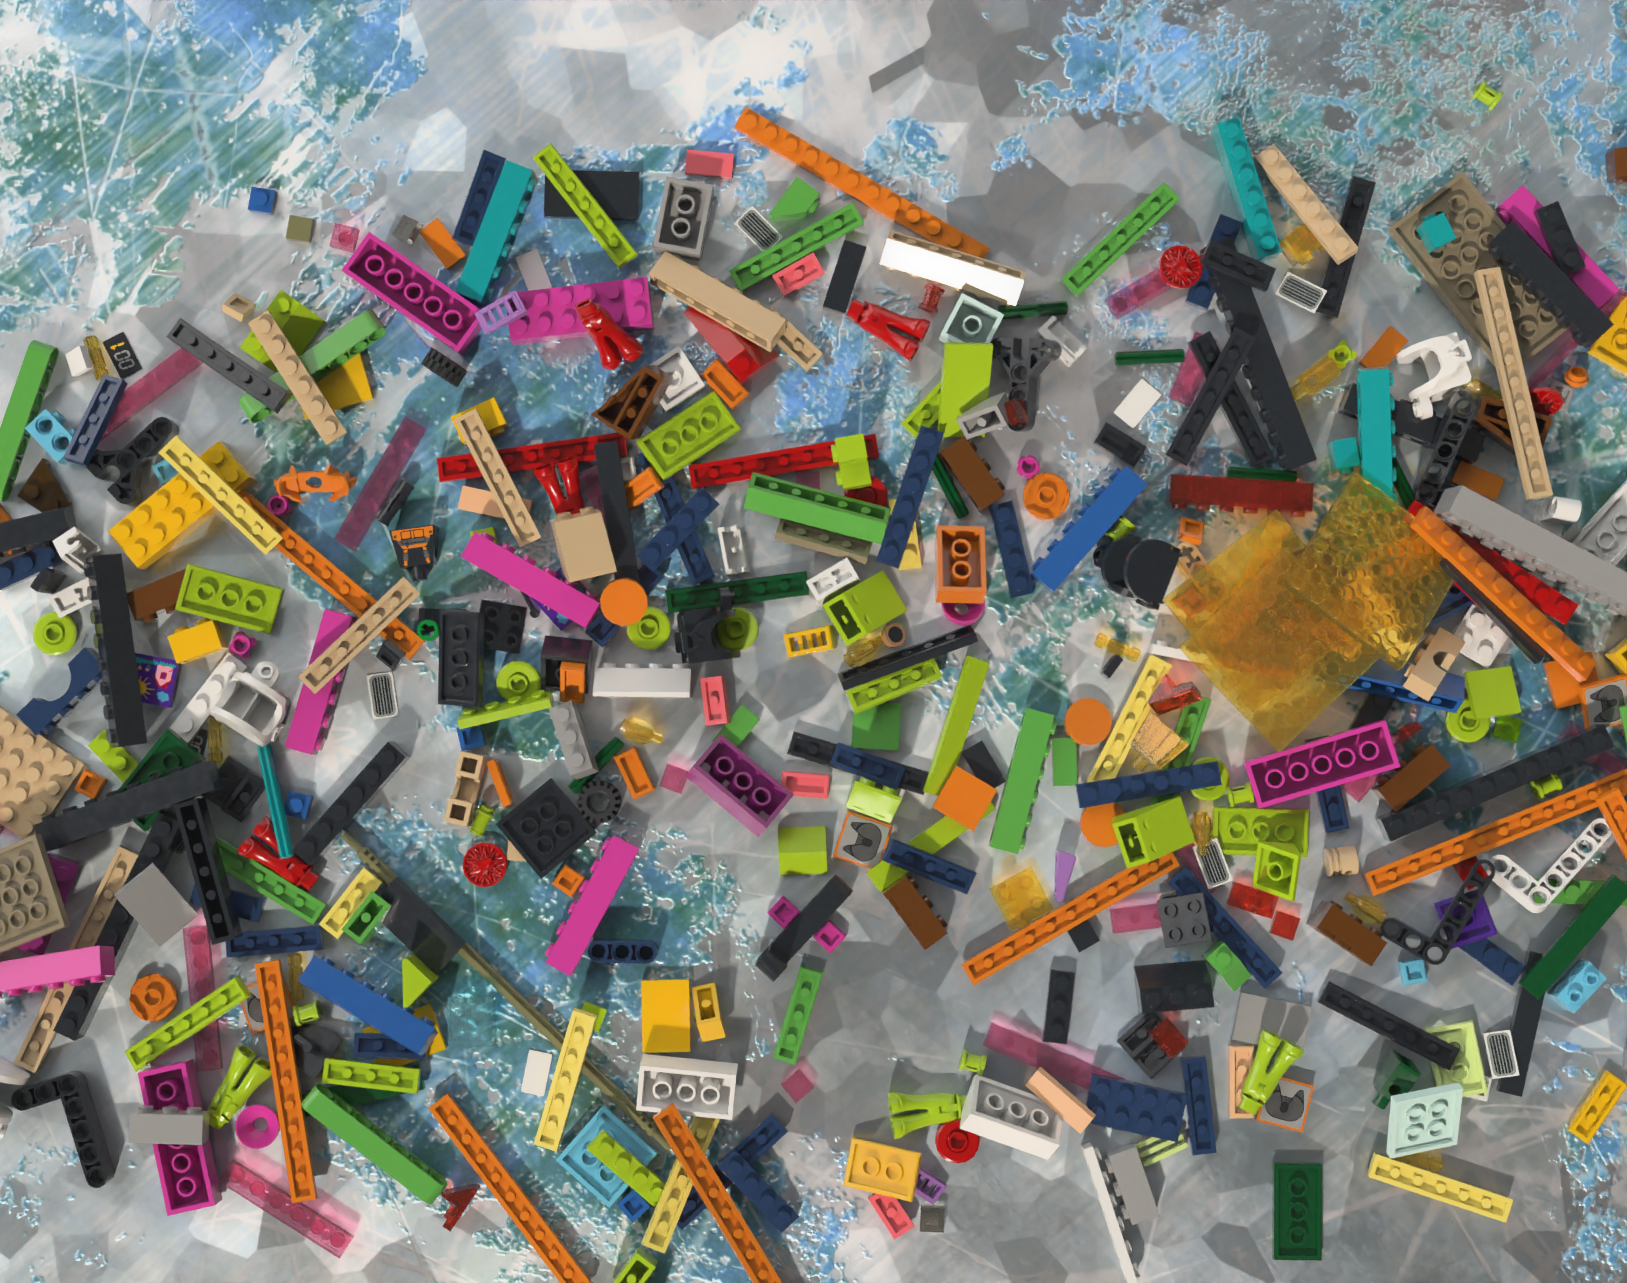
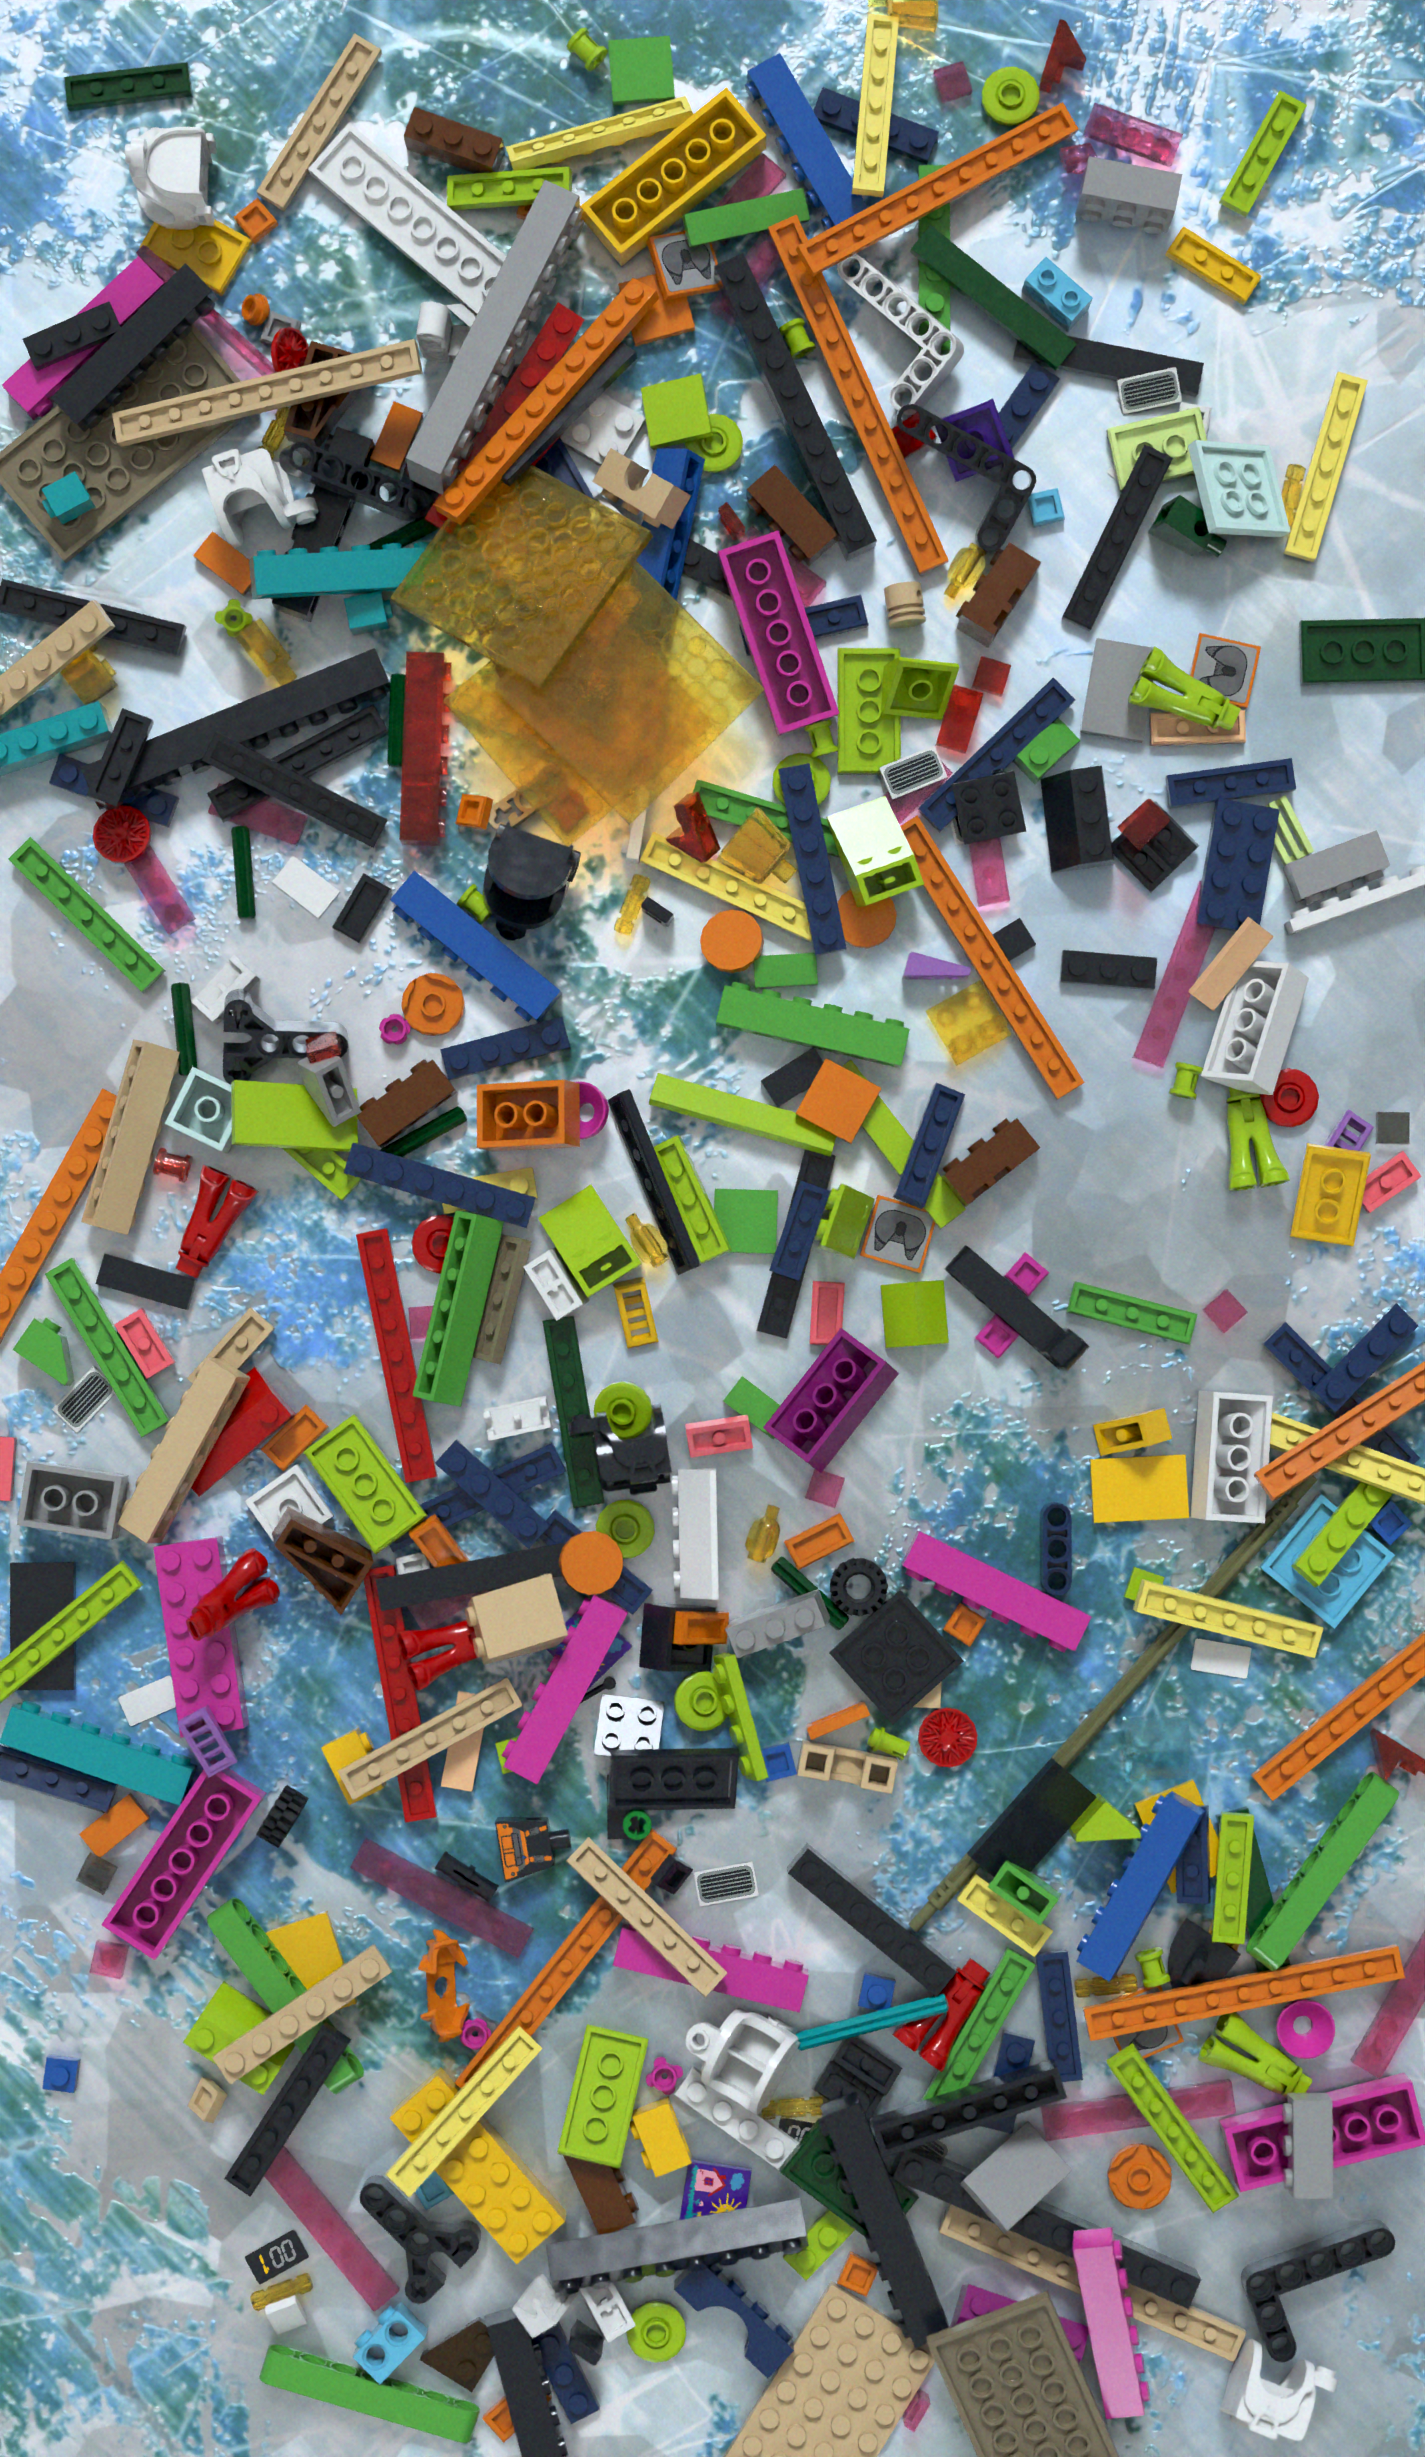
camera: 90 degrees left, 0 degrees up
(95, 420) = (367, 2288): dark blue plate -> none
(300, 229) = (98, 2020): olive tile -> none
(852, 460) = (394, 1263): lime brick -> none
(893, 635) = (624, 1201): medium nougat tile -> none
(1202, 831) = (871, 786): clear yellow plant -> none
(1301, 292) = (151, 674): sticker -> none
(1506, 728) = (723, 391): clear neon green tile -> none

